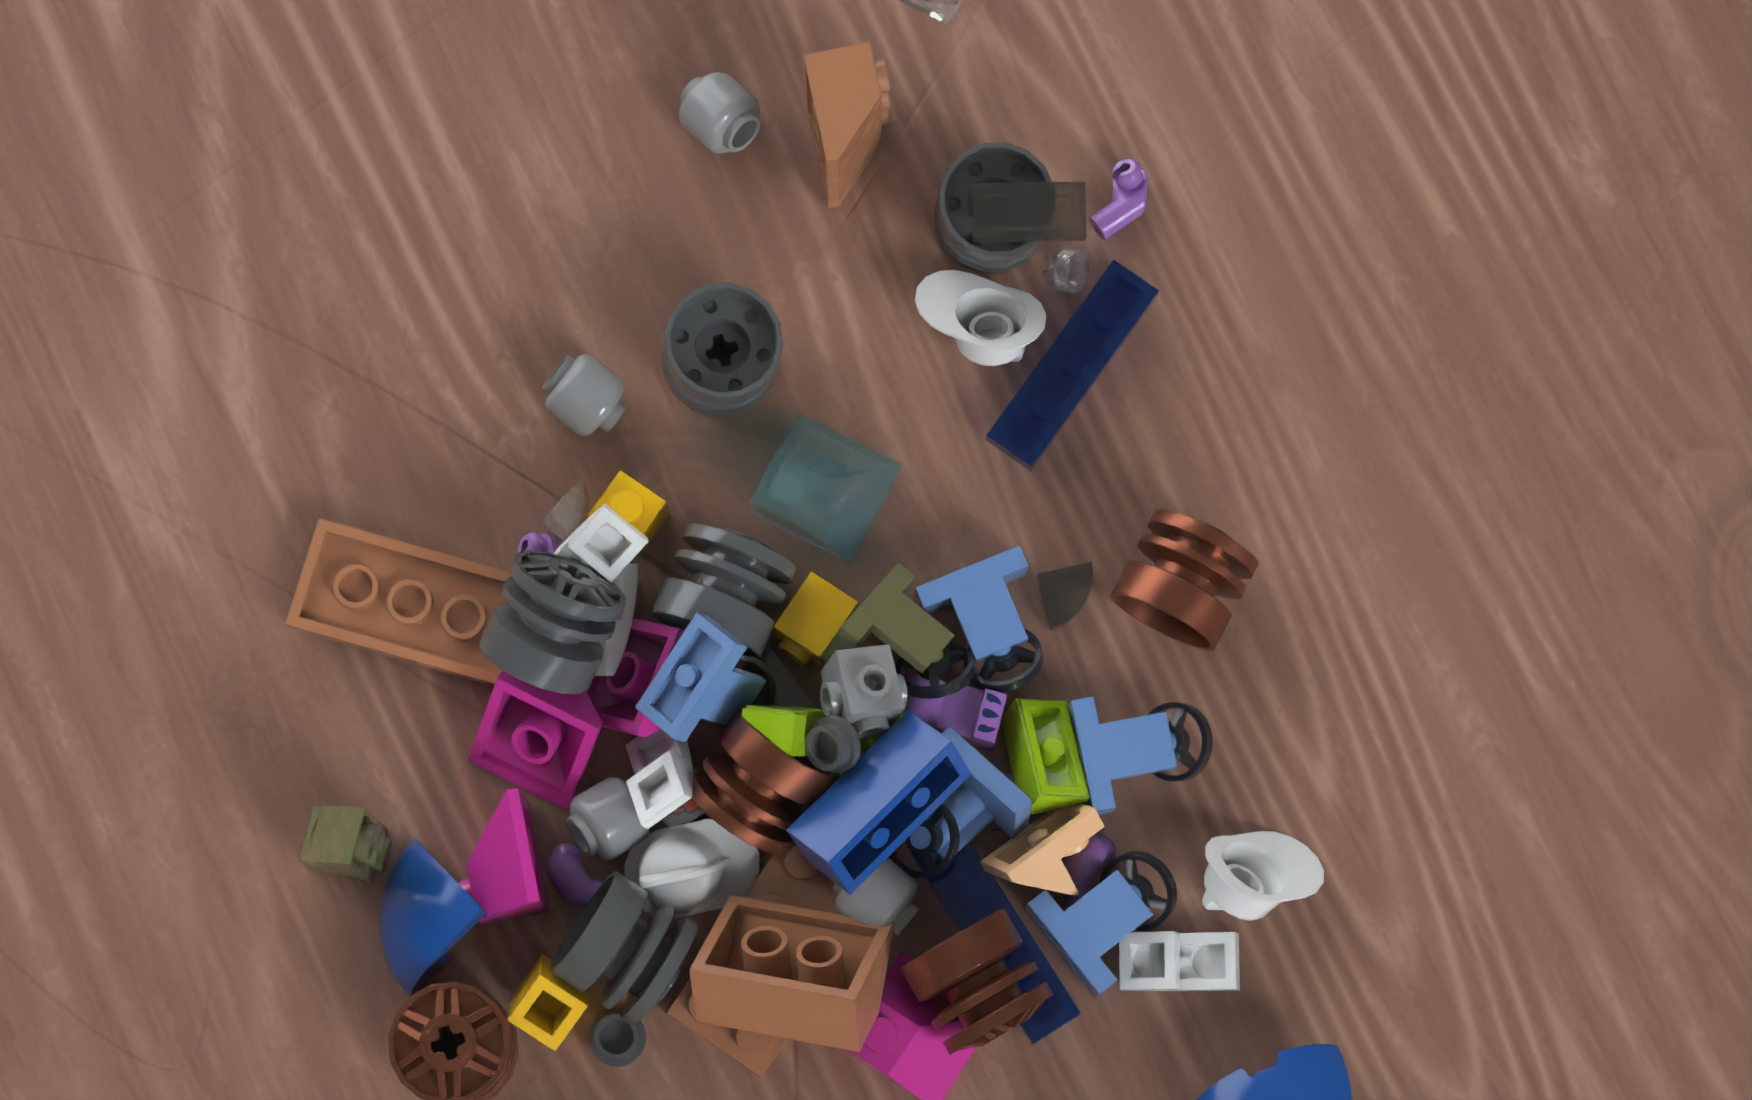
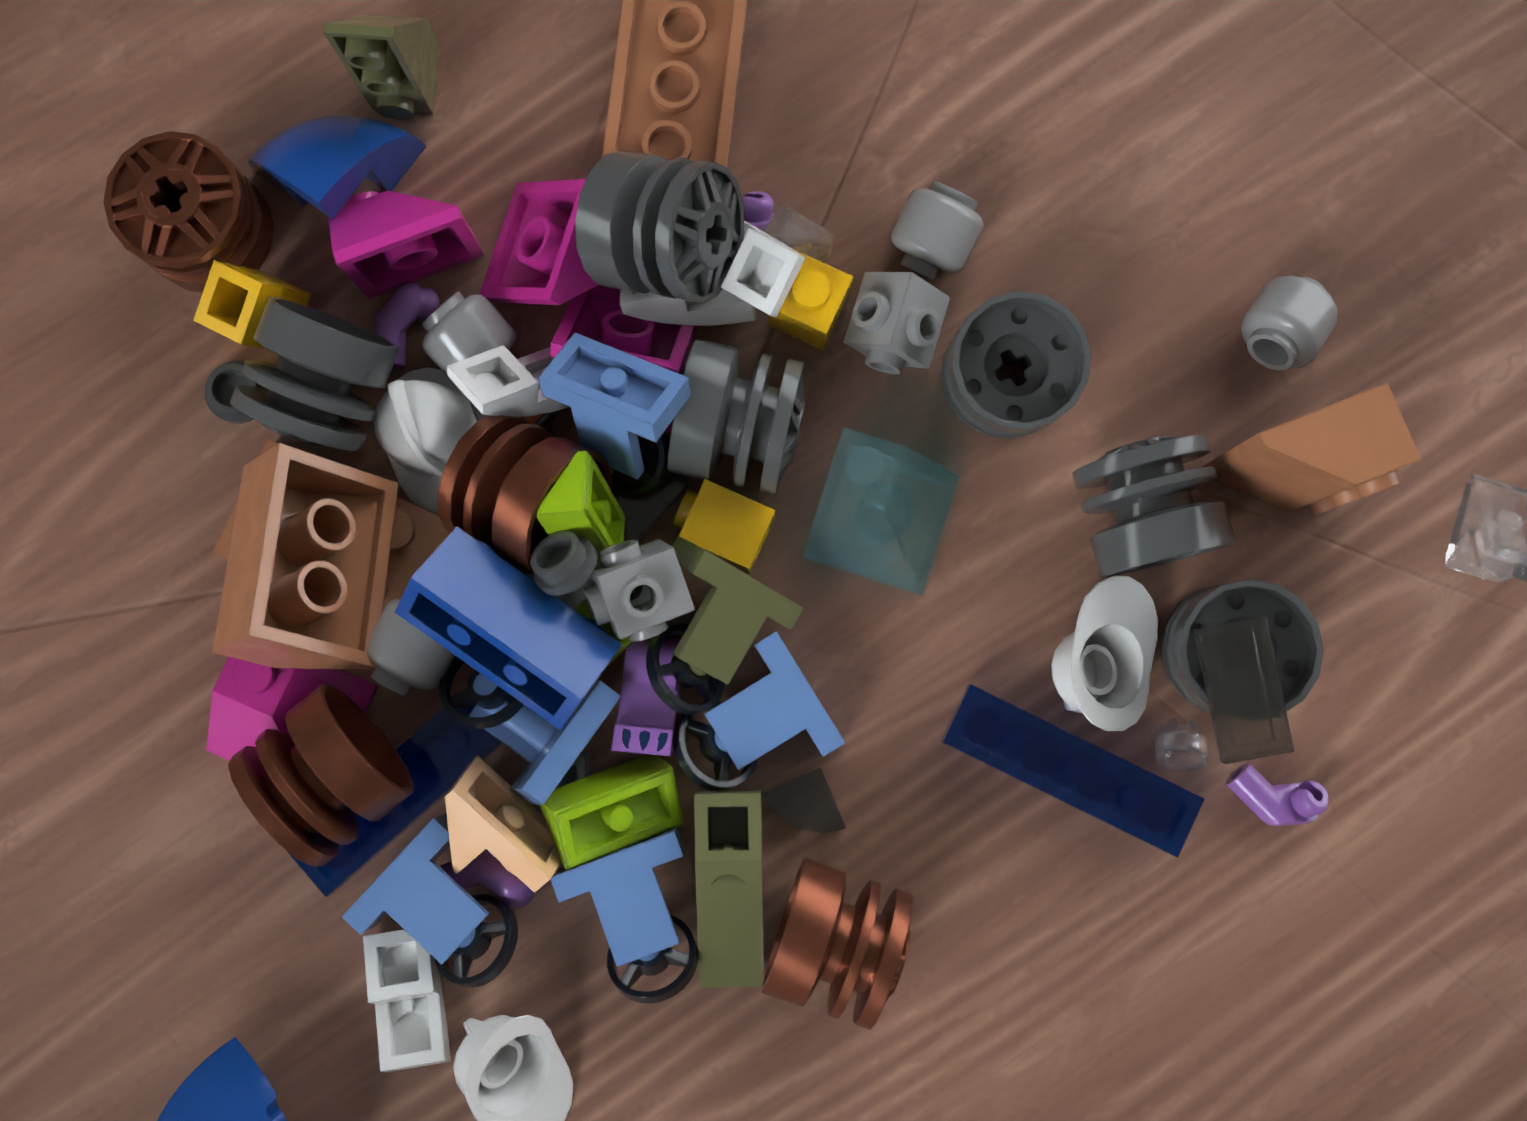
camera: 80 degrees right, 5 degrees up
(661, 443) = (896, 321): none -> light grey brick
(862, 255) = (1153, 505): none -> dark grey wheel
(1124, 664) = (729, 888): none -> olive slope

